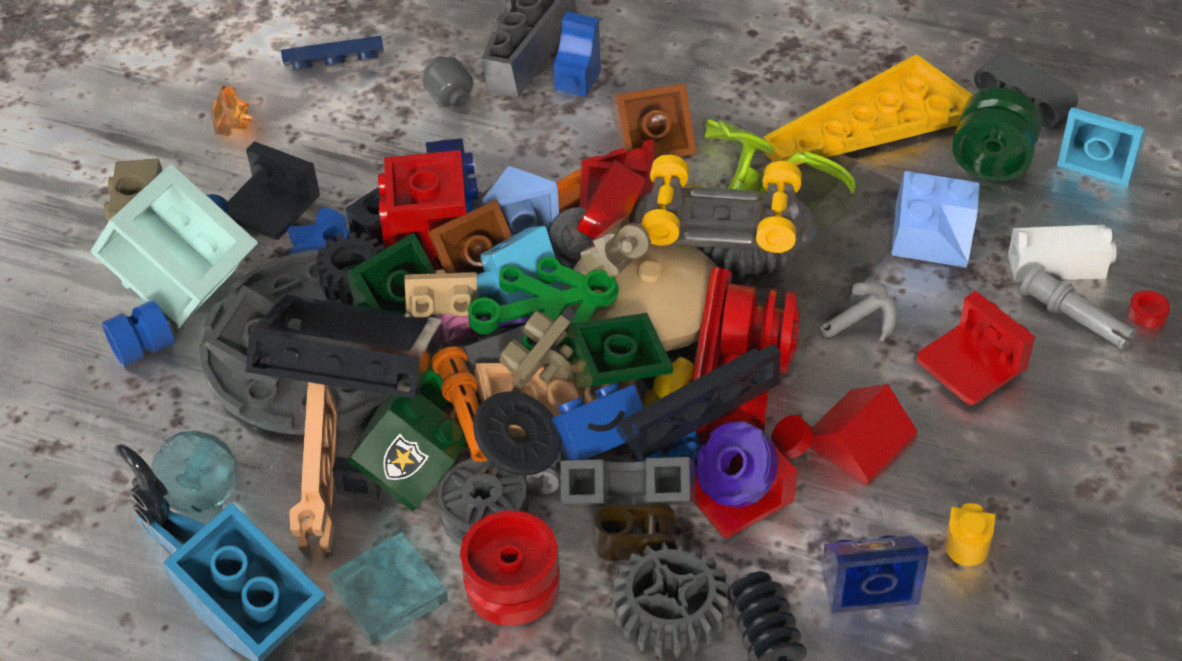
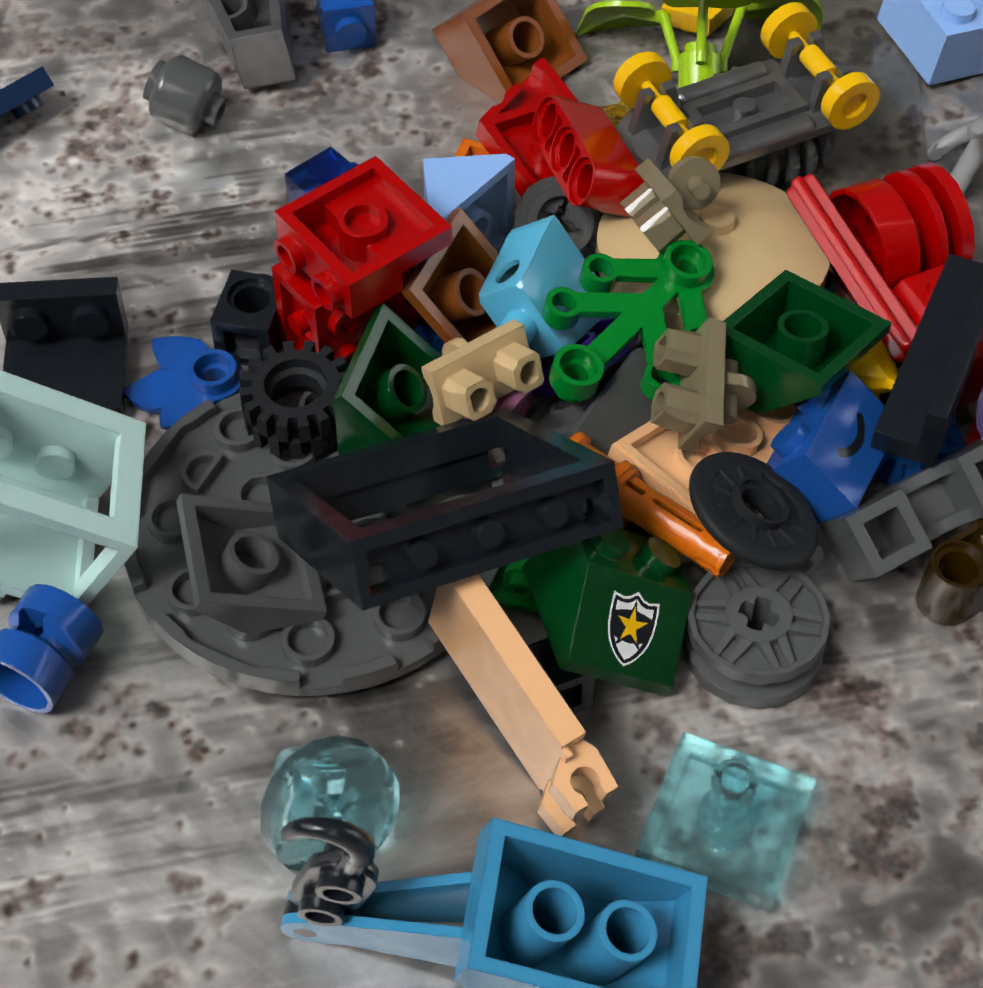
camera: 35 degrees left, 5 degrees up
(510, 567) = (887, 698): red wheel -> none

